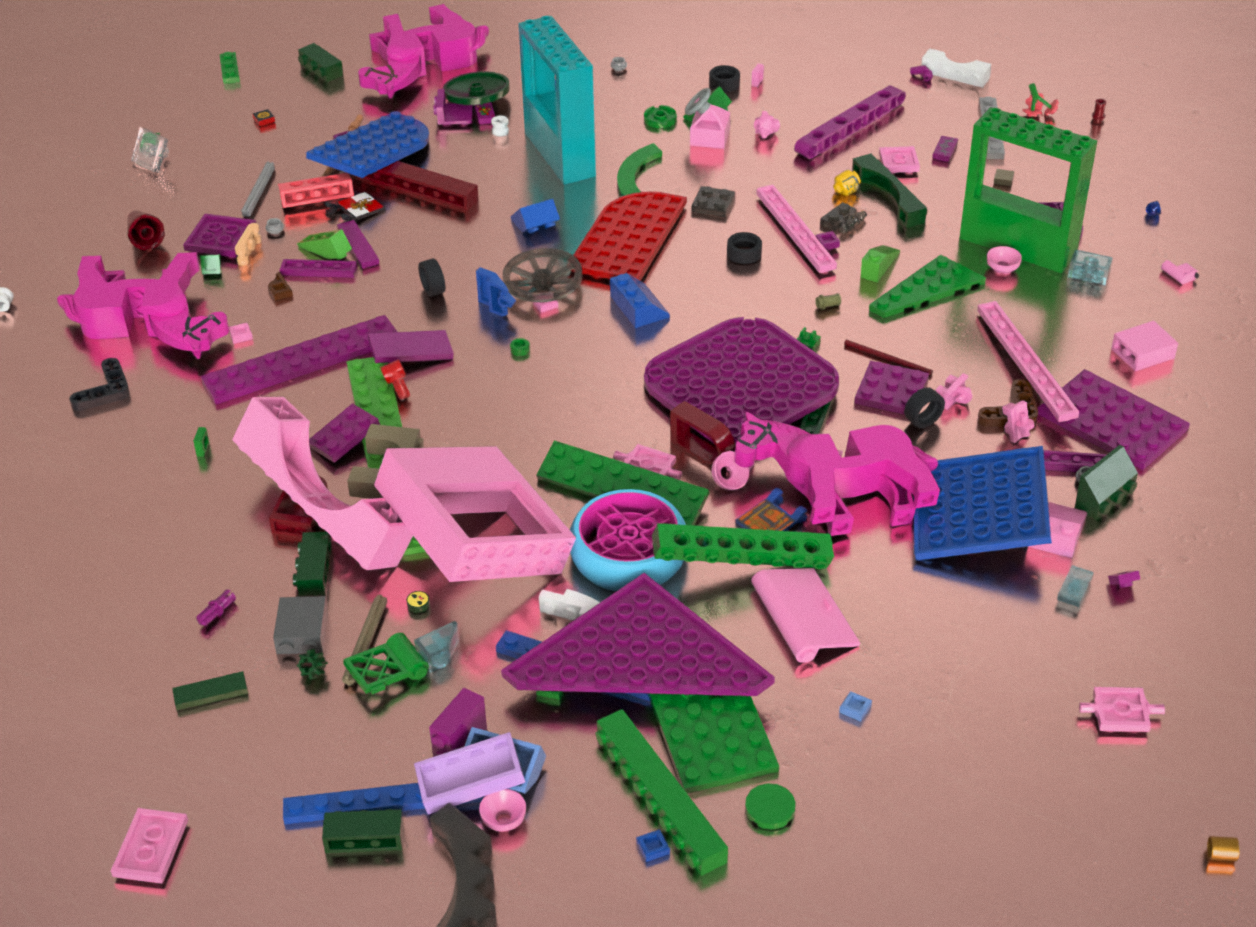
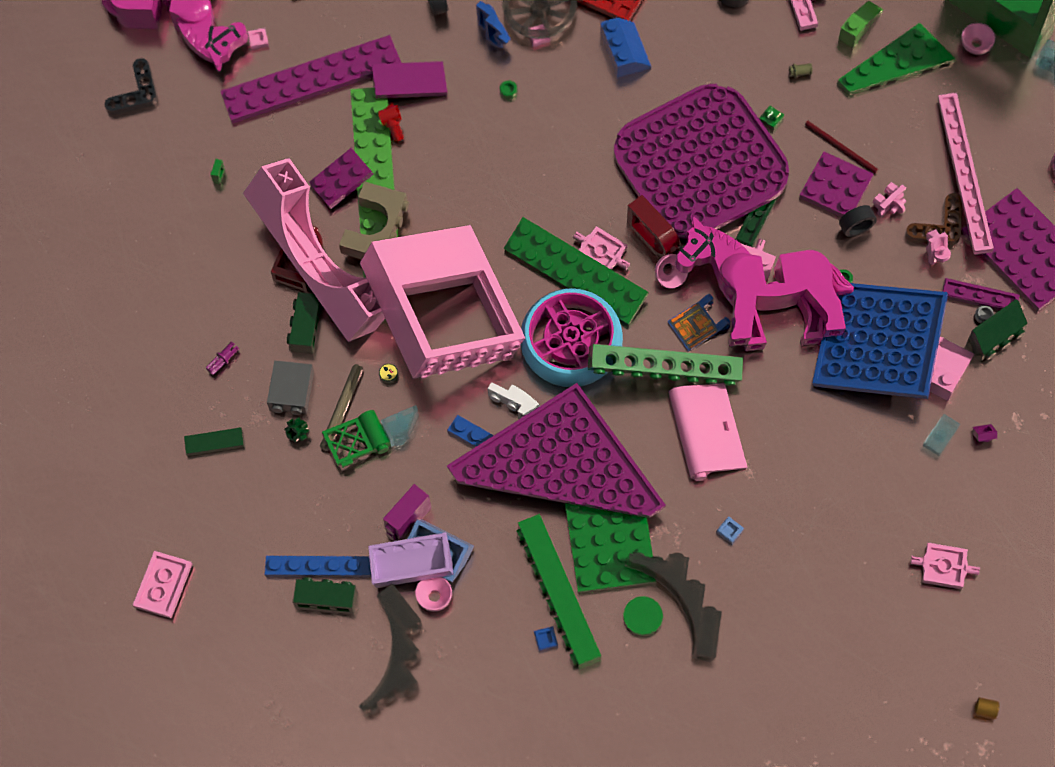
camera: 10 degrees right, 25 degrees up
(823, 771) = (672, 574): none -> clear smoke arch

